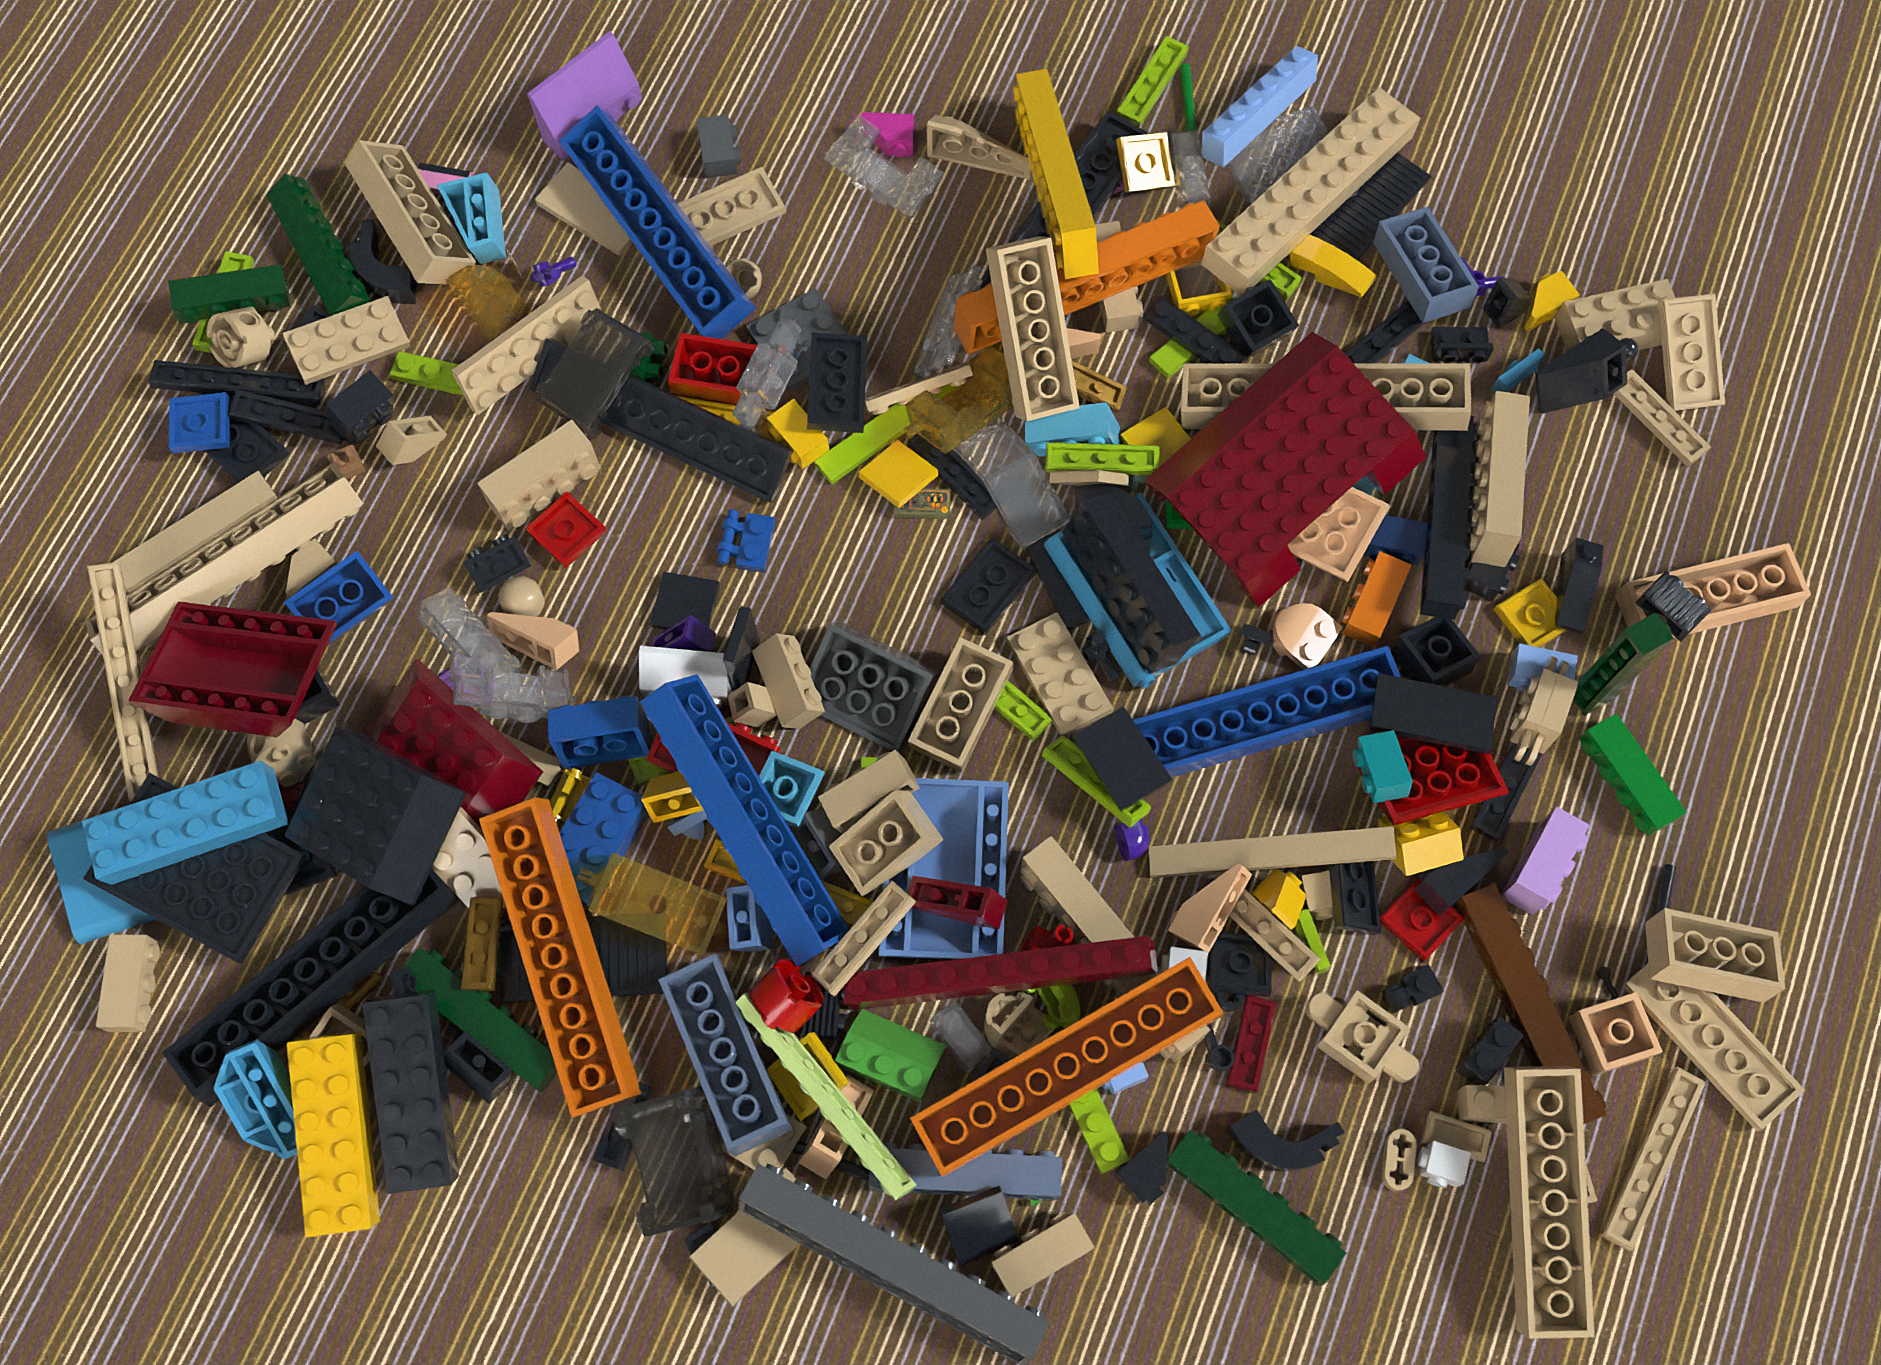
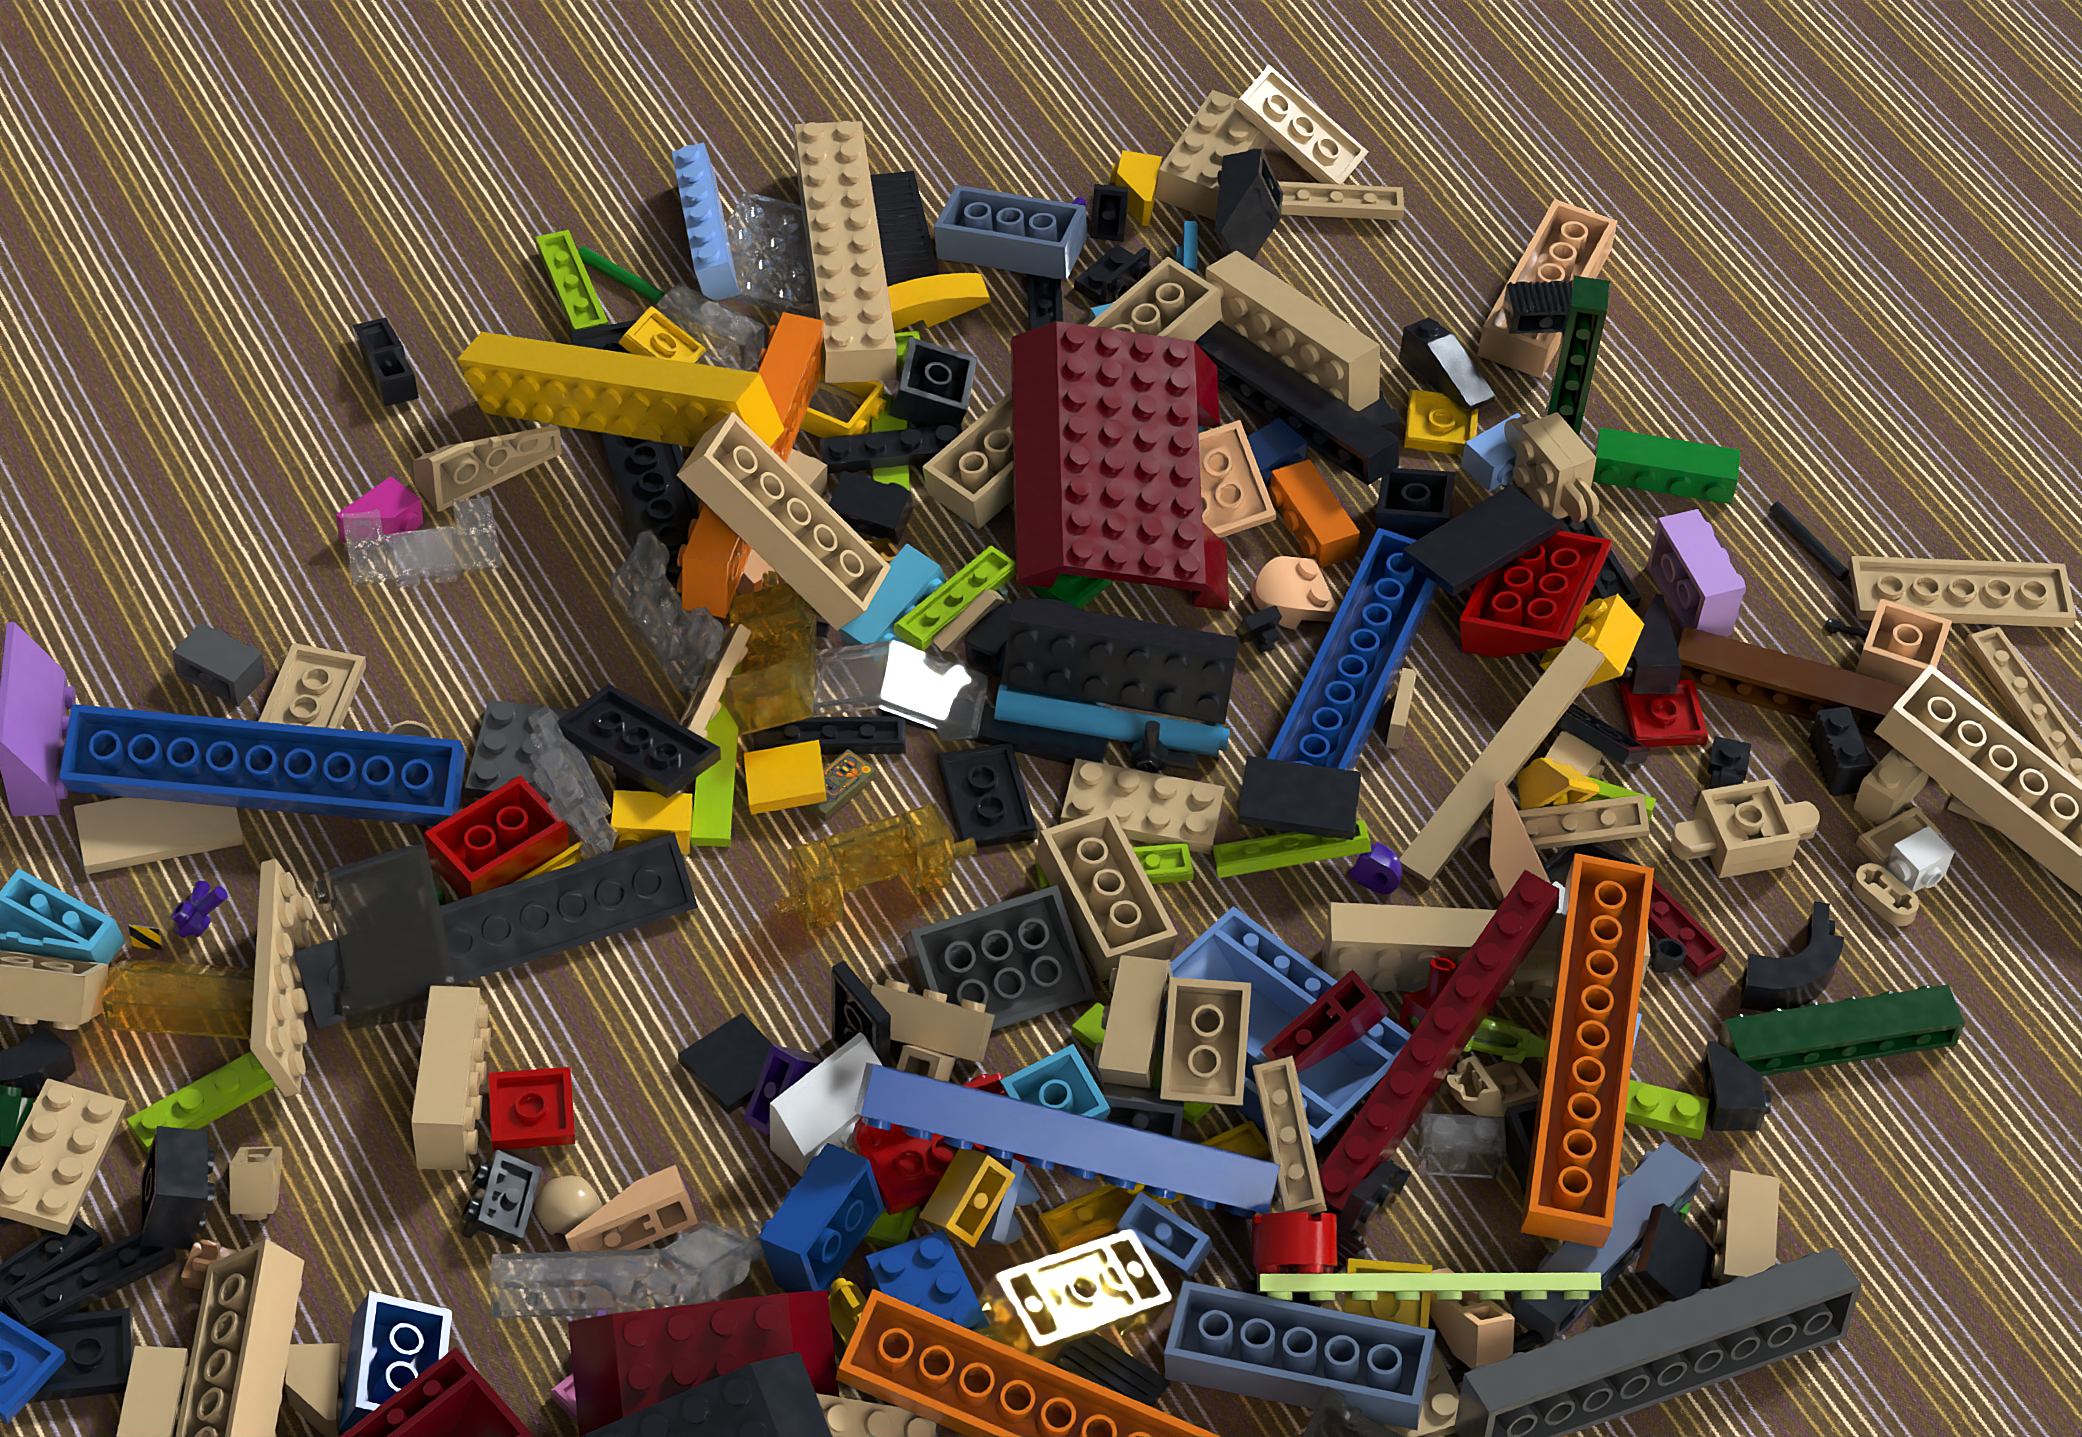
camera: 55 degrees left, 20 degrees down
(755, 541) = (725, 952): blue plate -> none
(881, 1013) = (1372, 1193): none -> black hinge
(890, 1055) = (1433, 1222): bright green slope -> none
(902, 577) = (904, 843): none -> clear yellow brick
(1002, 43) = (386, 361): none -> black slope
(1136, 361) = (872, 506): none -> black brick
(1158, 430) = (964, 543): yellow tile -> none
(1268, 763) = (1401, 709): none -> tan tile
(1382, 767) = (1503, 607): teal brick -> none
(1714, 955) = (1892, 525): tan brick -> none

